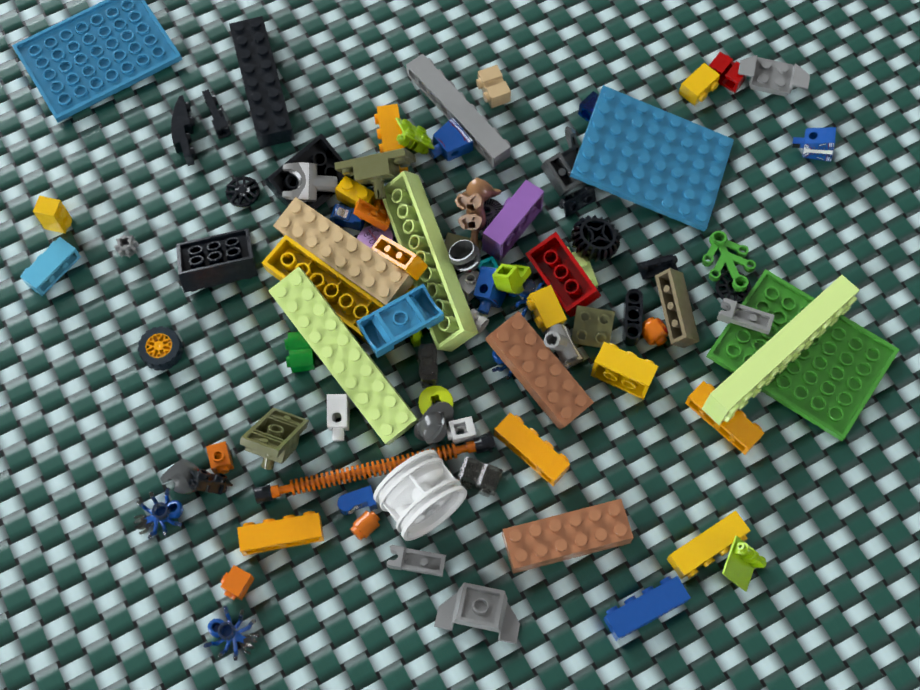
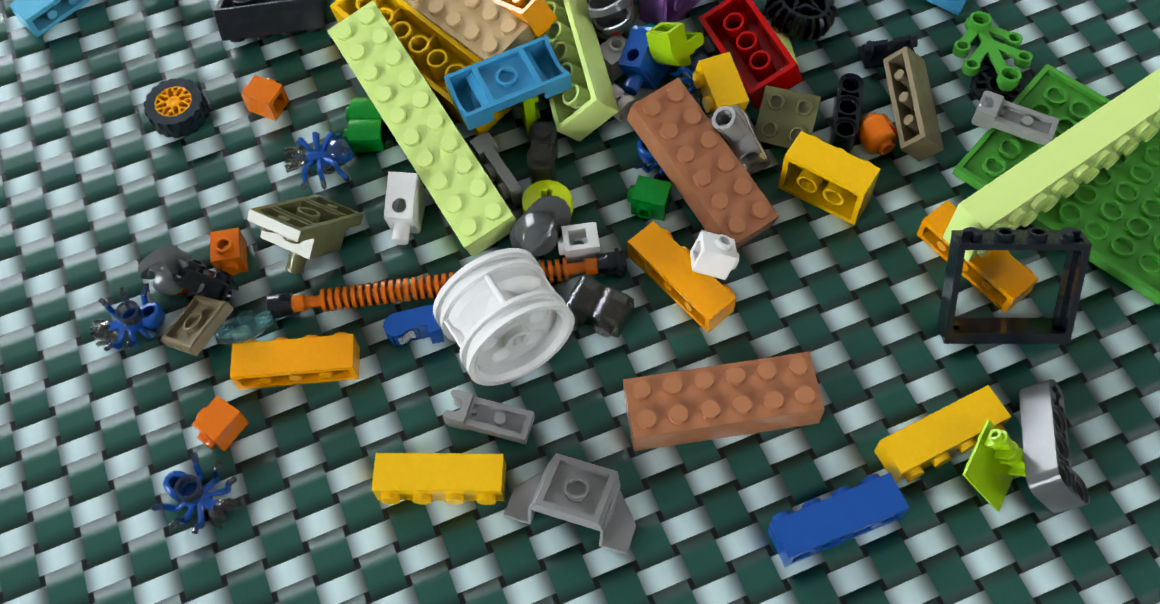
camera: 10 degrees right, 5 degrees down
(208, 514) = (196, 324): none -> dark tan tile
(223, 335) = (265, 97): none -> orange brick
(242, 513) = (245, 328): none -> clear light blue dish
(275, 380) = (326, 156): none -> animal
(365, 525) = (420, 360): orange brick -> none
(389, 368) = (488, 155): none -> light grey plate
(389, 605) = (439, 478): none -> yellow brick
(505, 393) = (650, 198): none -> green brick
(553, 435) = (714, 255): none -> white brick
(752, 467) = (1015, 330): none -> black window
(773, 548) = (1047, 449): none -> dark grey beam

